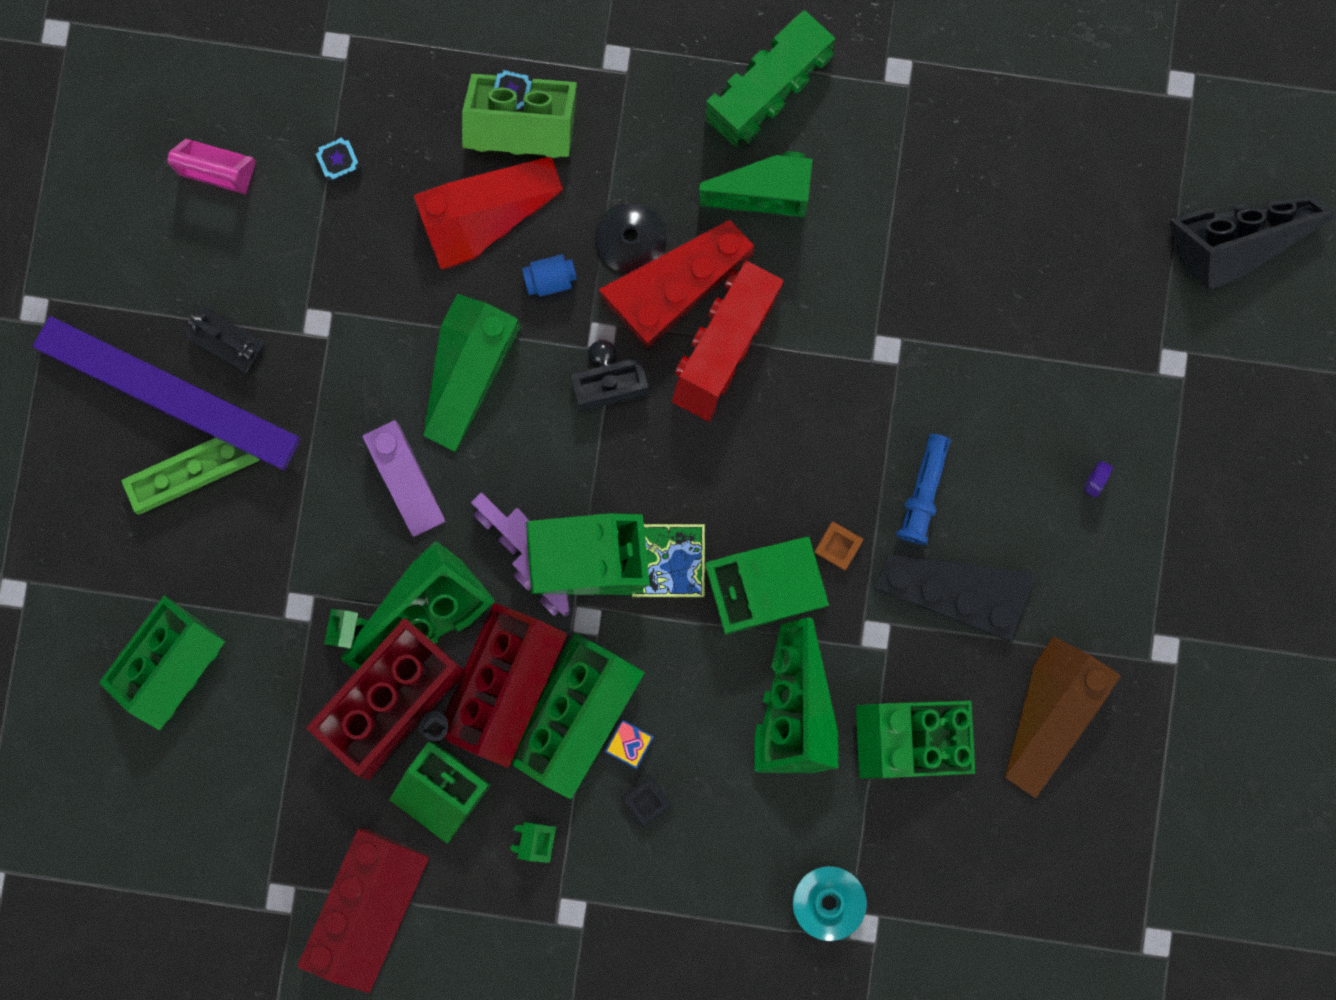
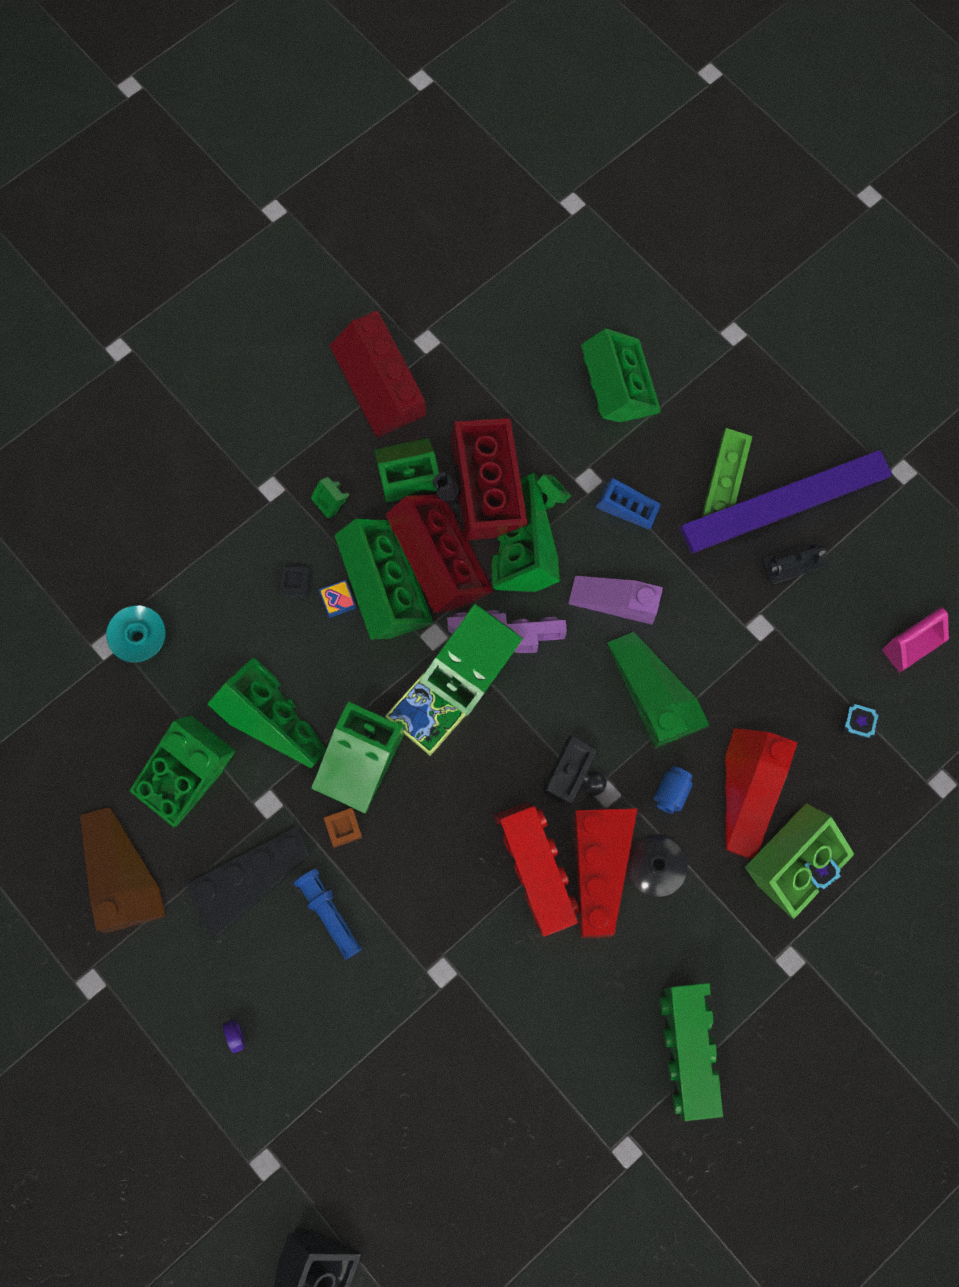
camera: 125 degrees right, 10 degrees down
(302, 574) = (614, 508): none -> blue slope
(768, 186) = (616, 983): green slope -> none

